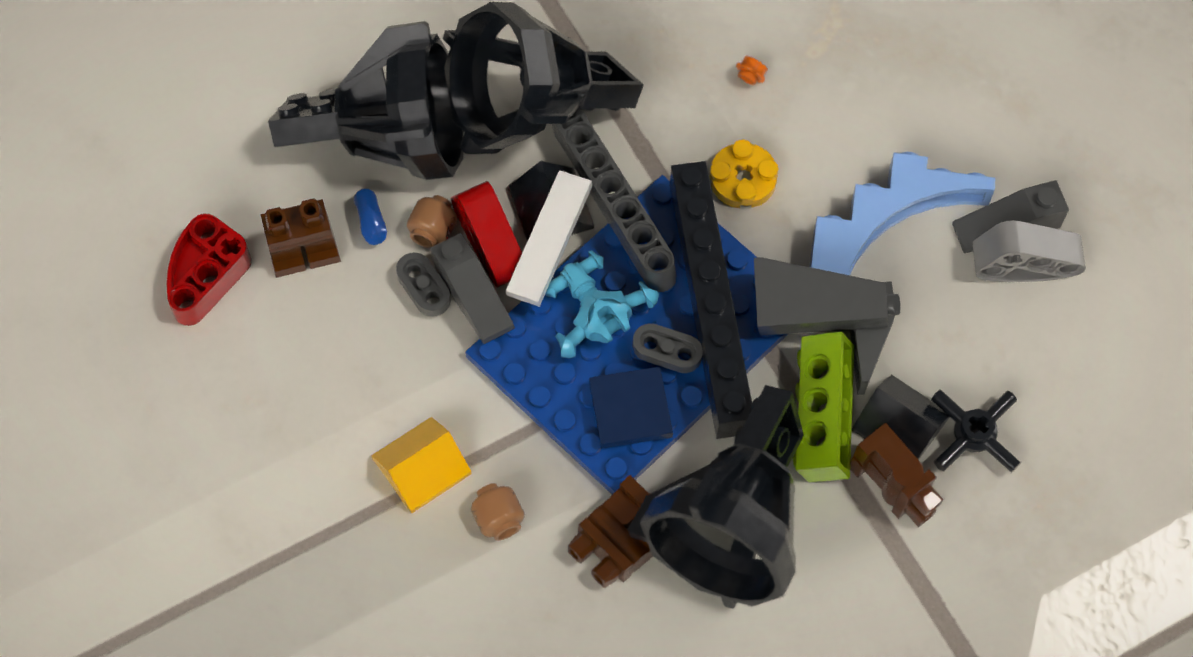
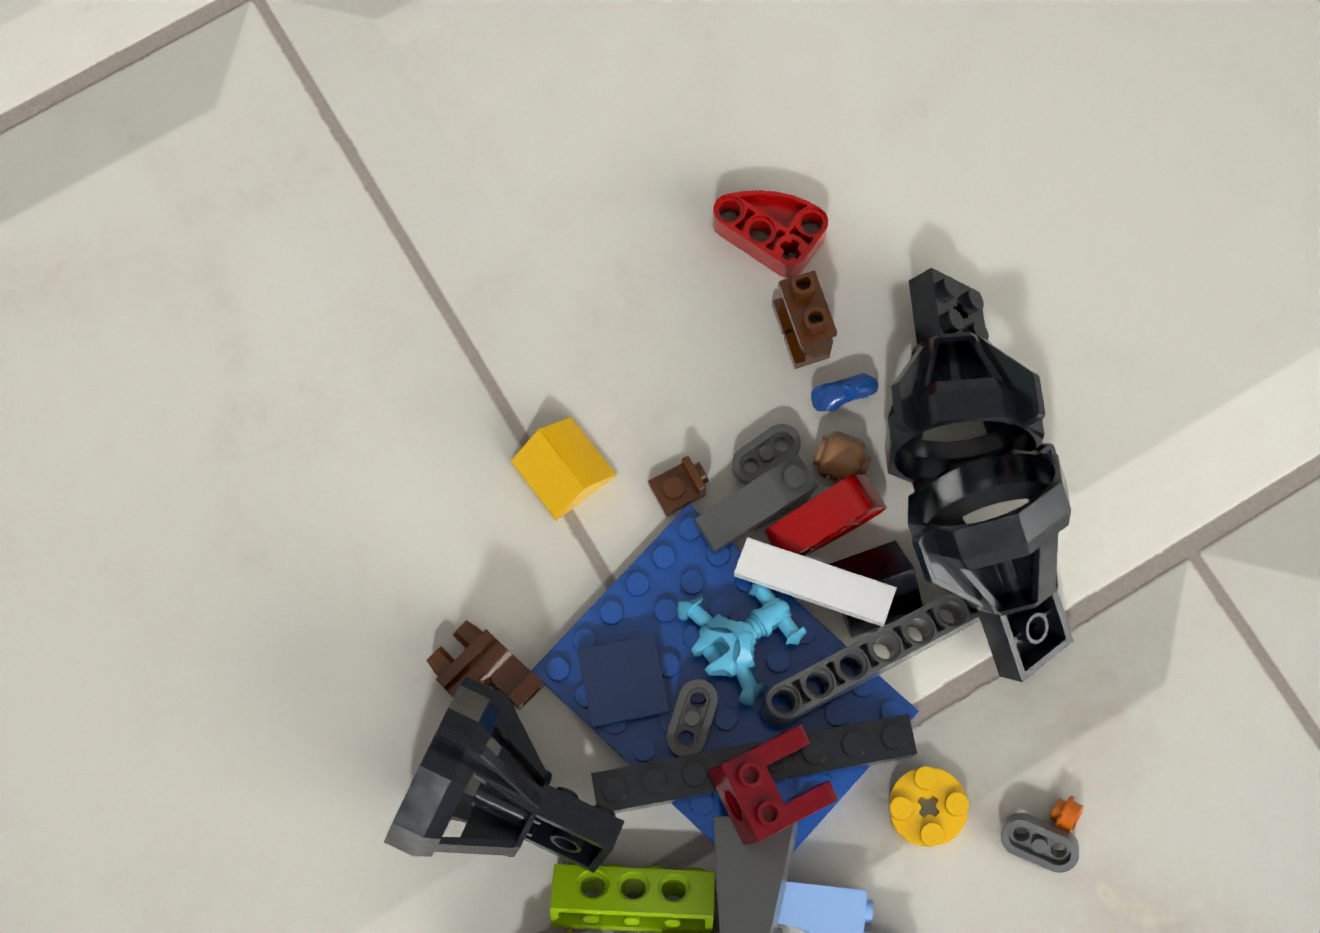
camera: 90 degrees right, 10 degrees up
(447, 359) = (679, 486): none -> reddish brown bracket
(497, 511) = (508, 547): medium nougat head -> none
(740, 280) = (753, 796): none -> dark red brick
(773, 93) = (1038, 842): none -> dark grey plate

